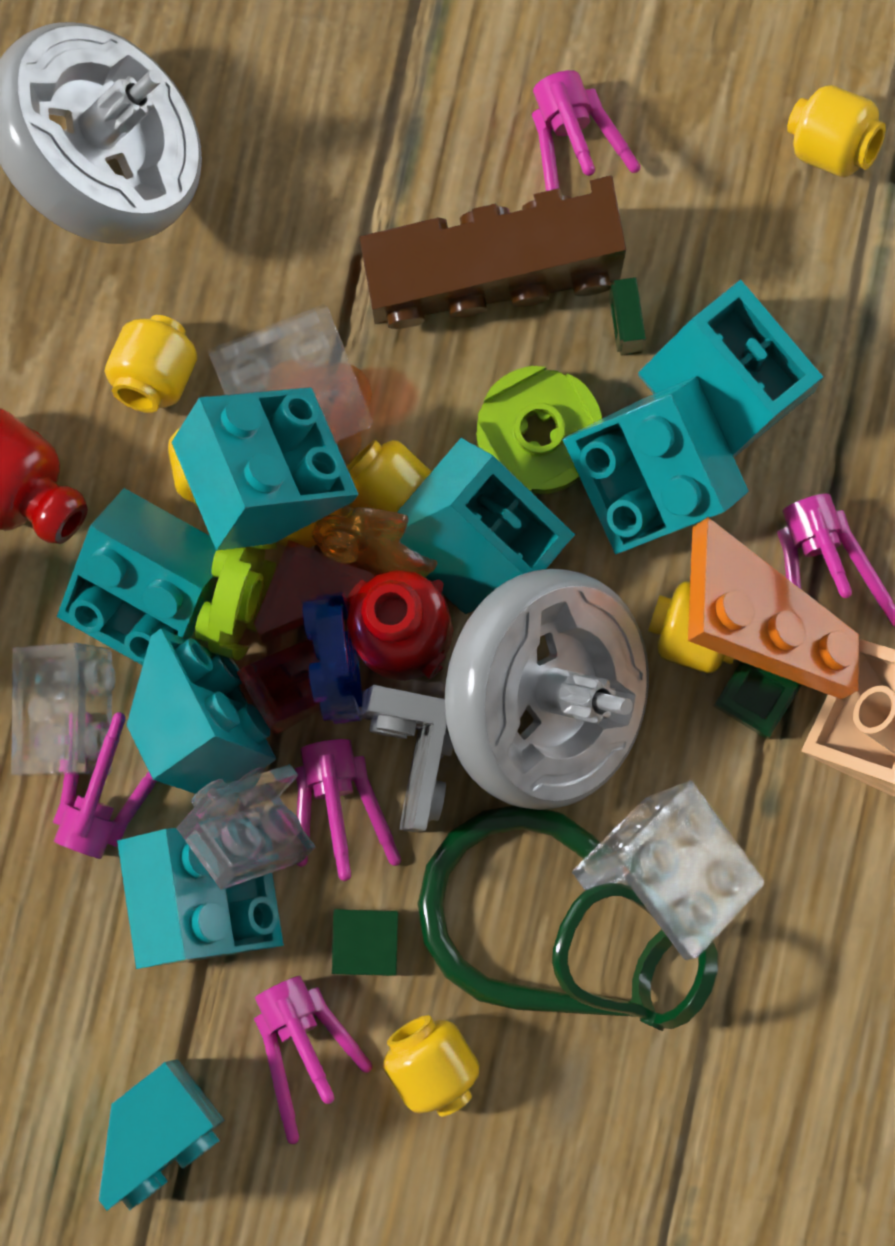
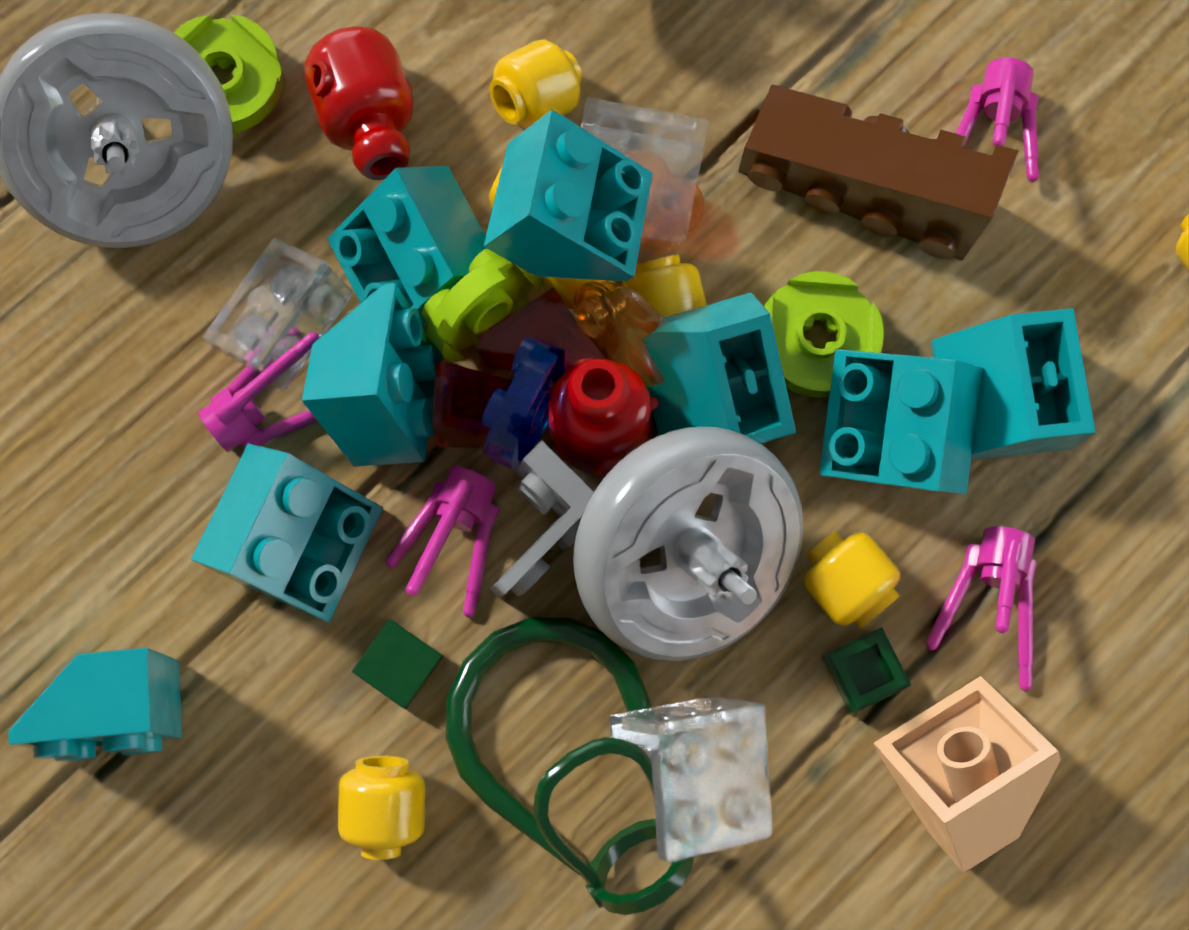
camera: 25 degrees right, 5 degrees down
(245, 827) = (358, 498): clear bracket -> none
(290, 1012) = (289, 683): dark pink plant -> none
(627, 316) = (952, 287): dark green tile -> none
(764, 618) = (914, 605): orange wing -> none

